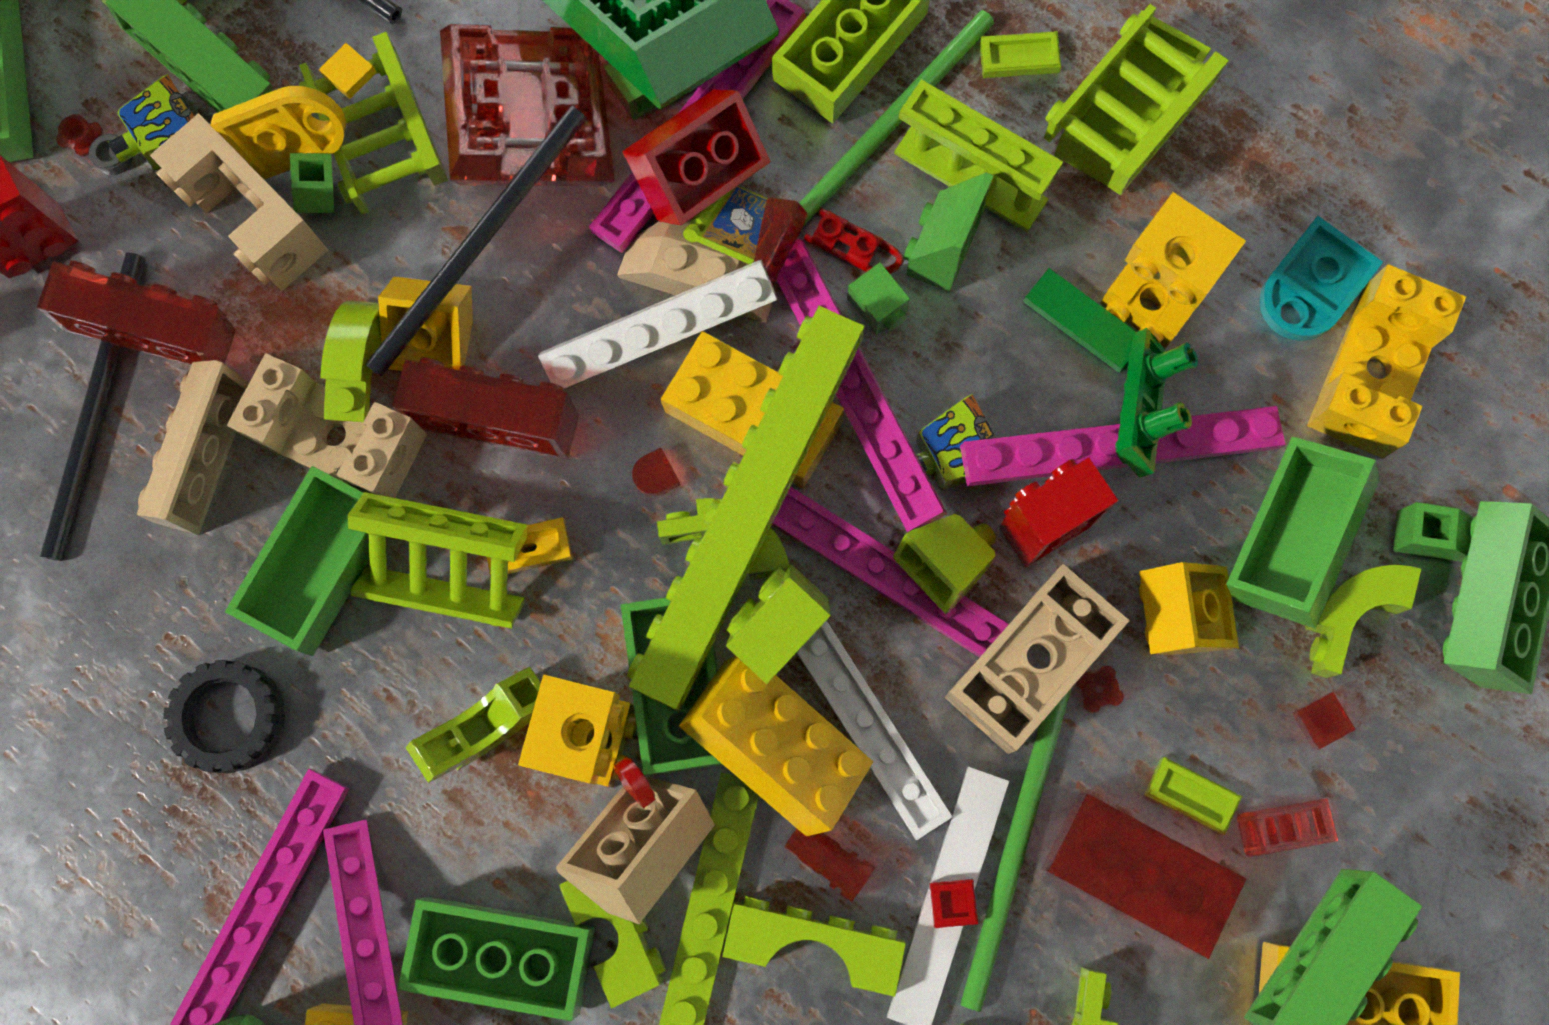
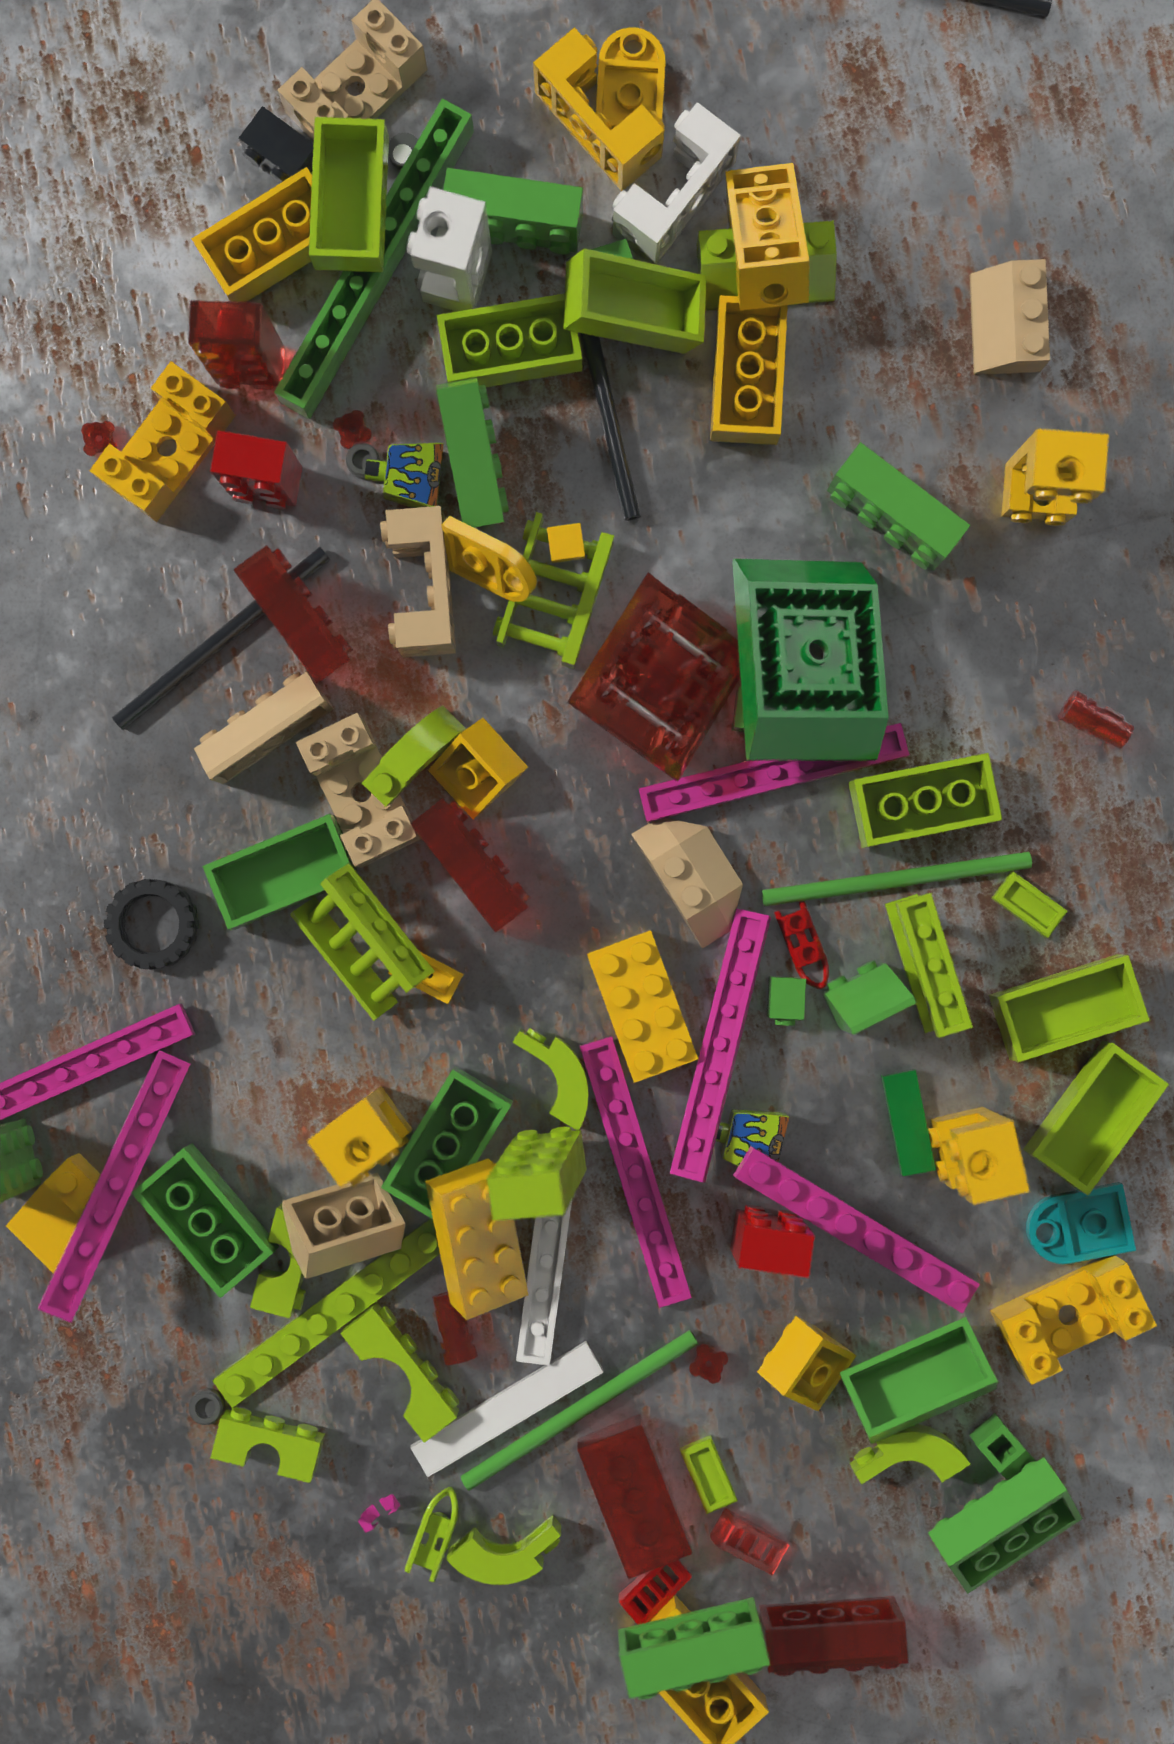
camera: 35 degrees right, 10 degrees up
(312, 182) = (480, 605): bright green brick -> none
(476, 240) = (553, 755): black piece -> none
(478, 728) = (306, 1067): lime arch -> none
(634, 781) = (372, 1186): red tile -> none
(654, 474) = (545, 991): clear red tile -> none
(659, 325) = (626, 901): white plate -> none
(697, 156) = (746, 808): red brick -> none
(730, 224) = (736, 868): piece -> none
(747, 509) = (581, 1079): lime brick -> none
(778, 233) = (755, 904): clear red slope -> none
(947, 558) = (682, 1209): lime torso -> none
(953, 903) = (506, 1416): red tile -> none
(1005, 691) = (718, 1313): tan plate -> none
(1142, 412) = (900, 1207): green plate -> none
(1149, 134) = (1051, 1050): lime fence -> none
(1244, 168) = (1096, 1117): none -> lime piece
(1256, 969) = (662, 1597): none -> red slope
(1323, 721) = (828, 1499): clear red plate -> none
(1457, 836) = (834, 1635): none -> clear red brick

